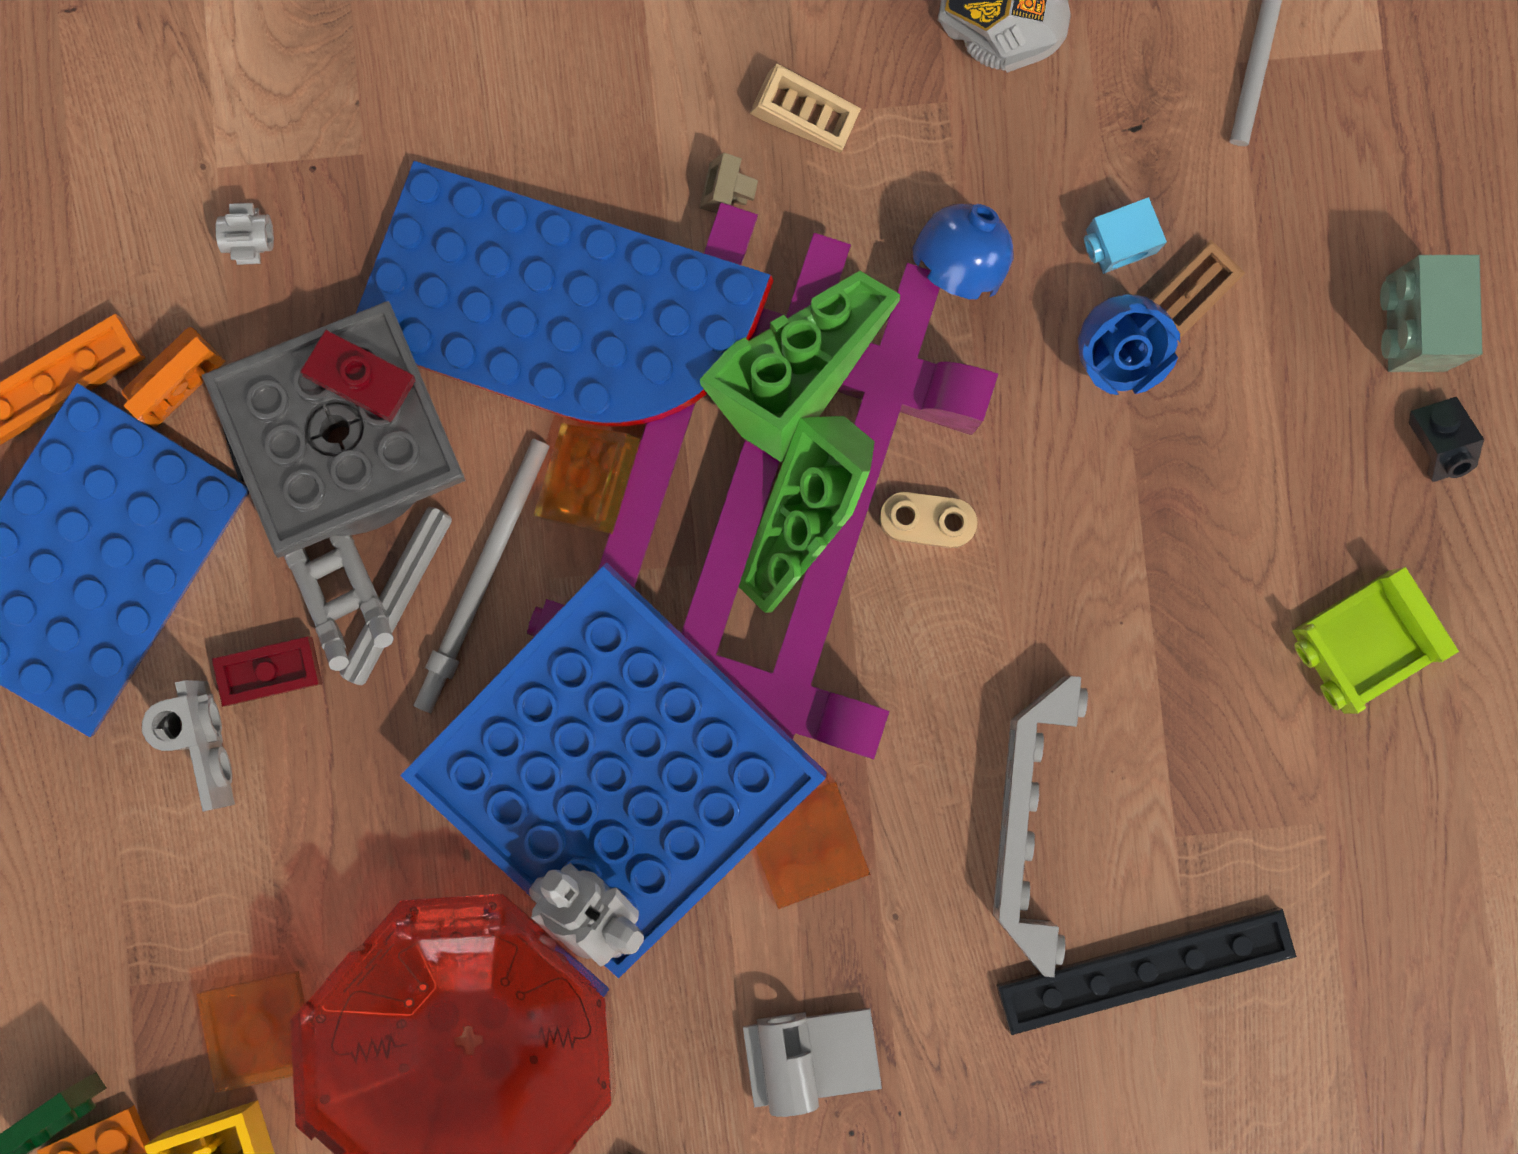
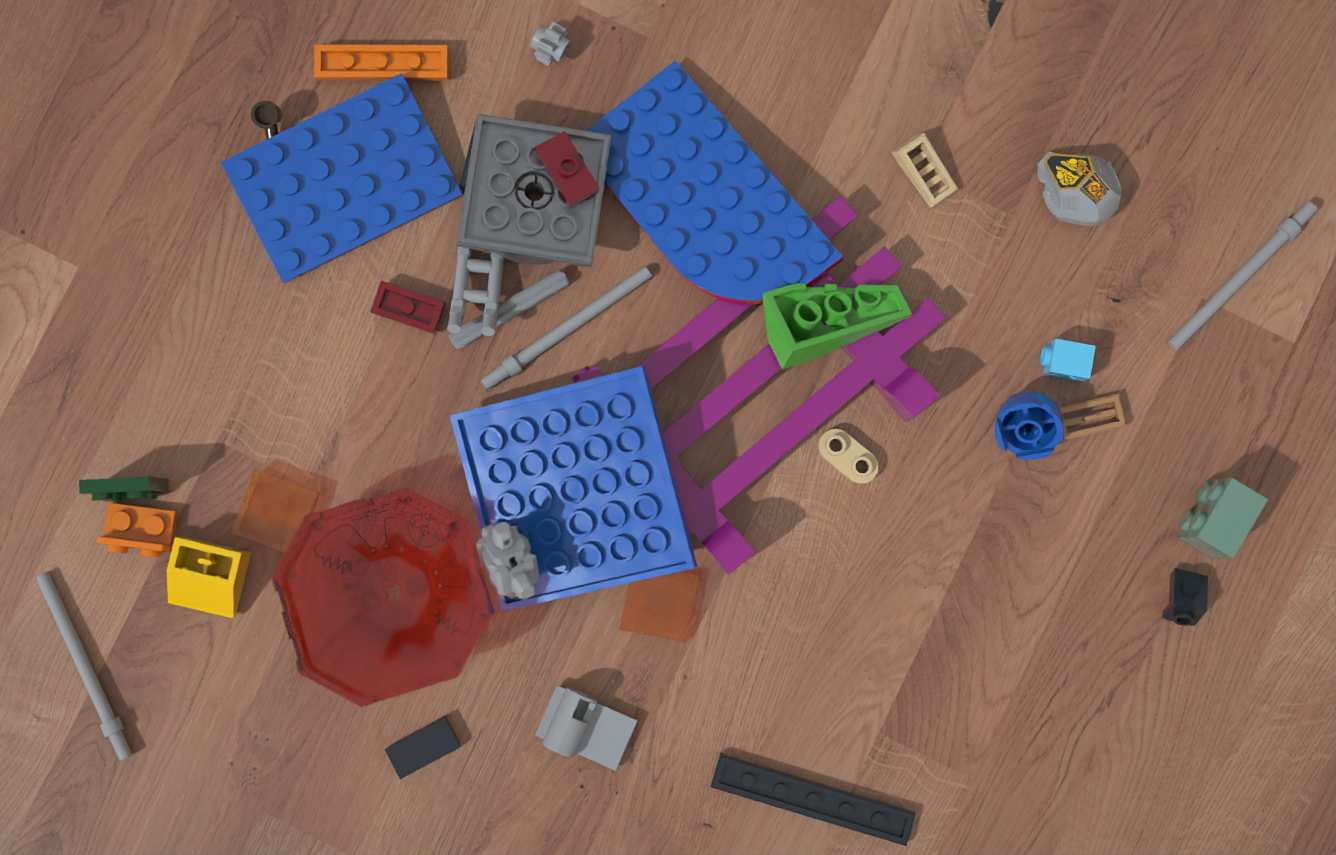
camera: 35 degrees right, 0 degrees up
(171, 378) = (457, 102): orange bracket -> none
(199, 734) = (348, 321): light grey piece -> none
(587, 477) = (662, 308): clear orange plate -> none
(726, 184) = (850, 186): dark tan tile -> none
(807, 505) = (781, 403): bright green wedge -> none
(965, 250) = (967, 311): blue cylinder -> none
(1036, 938) = (761, 741): light grey slope -> none
(1372, 640) = (1066, 689): lime panel -> none

